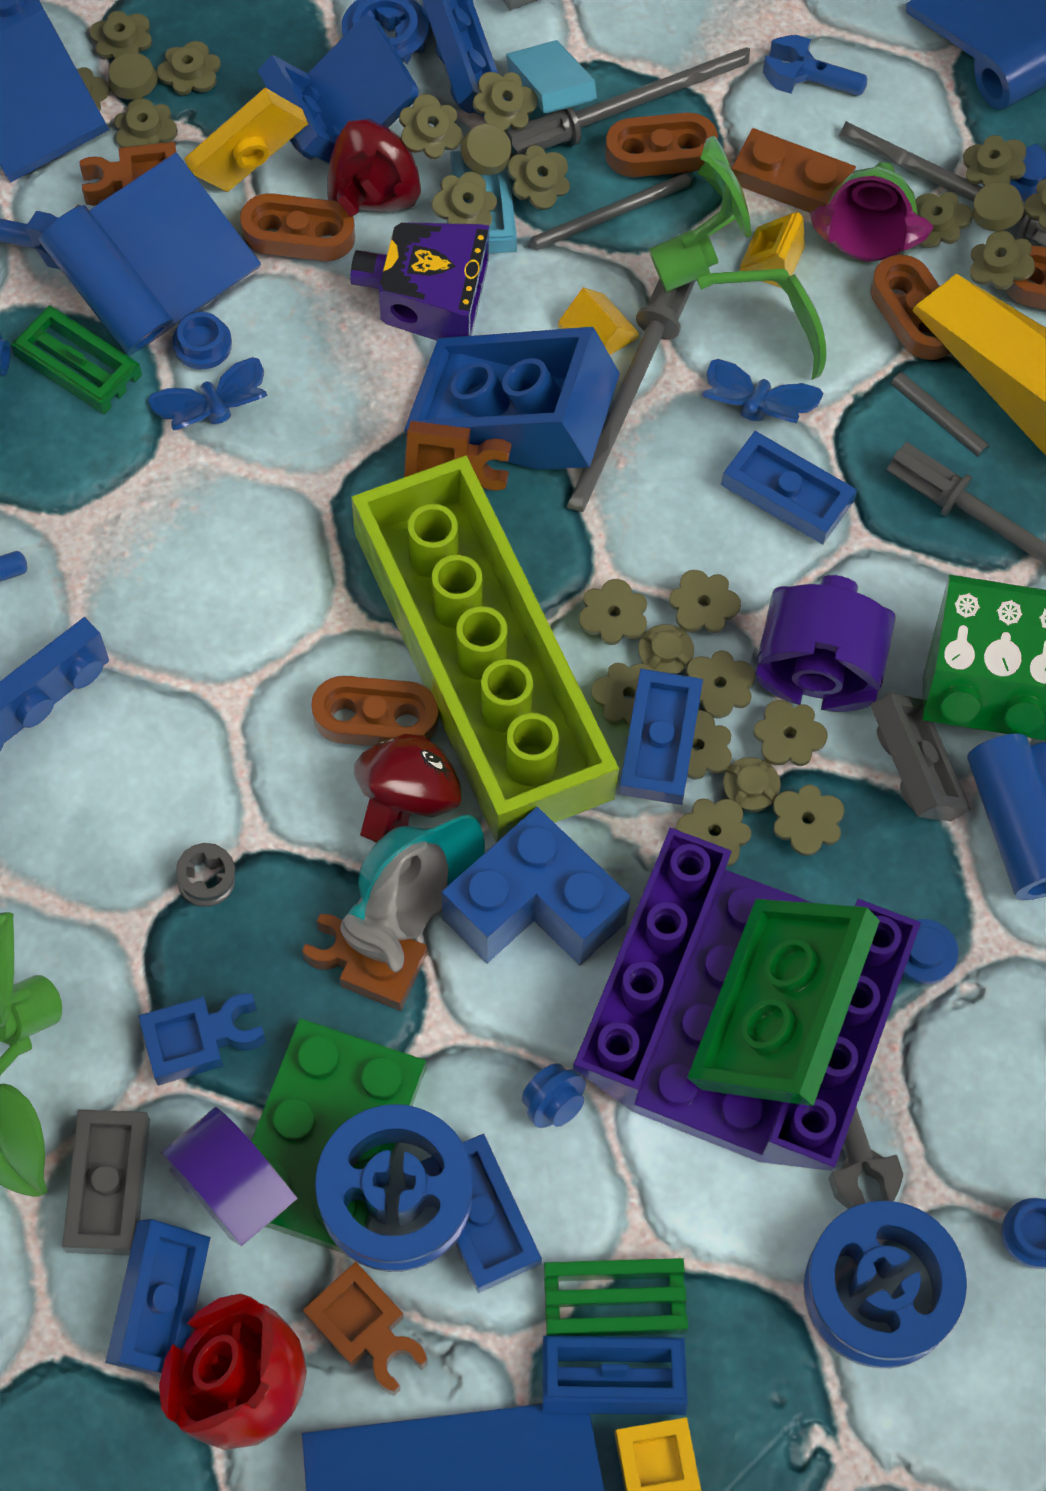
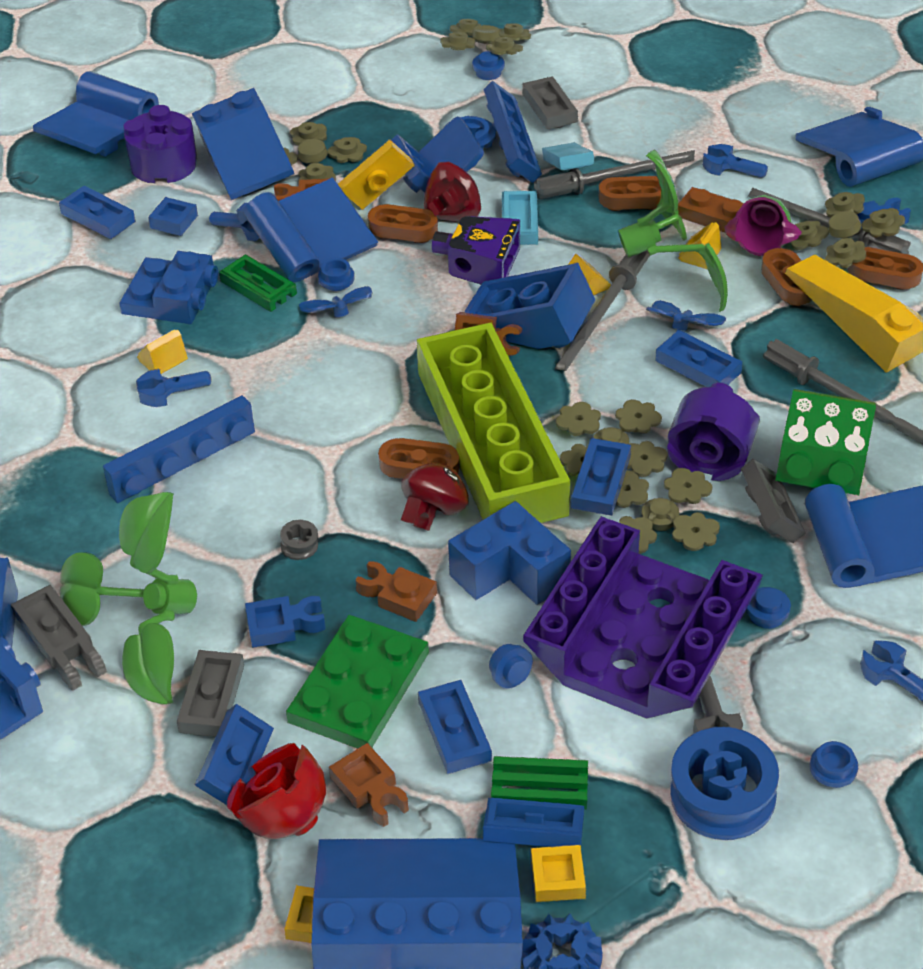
camera: 10 degrees right, 20 degrees down
(228, 1176) = (289, 680): dark purple brick -> none
(404, 885) = (424, 540): light grey hair -> none
(448, 1192) = (421, 703): blue wheel -> none
(484, 150) = (522, 185): olive plant -> none
(610, 211) = (598, 226): dark grey axle -> none
(784, 1000) = (666, 608): green plate -> none
(939, 414) = (801, 333): dark grey piece -> none

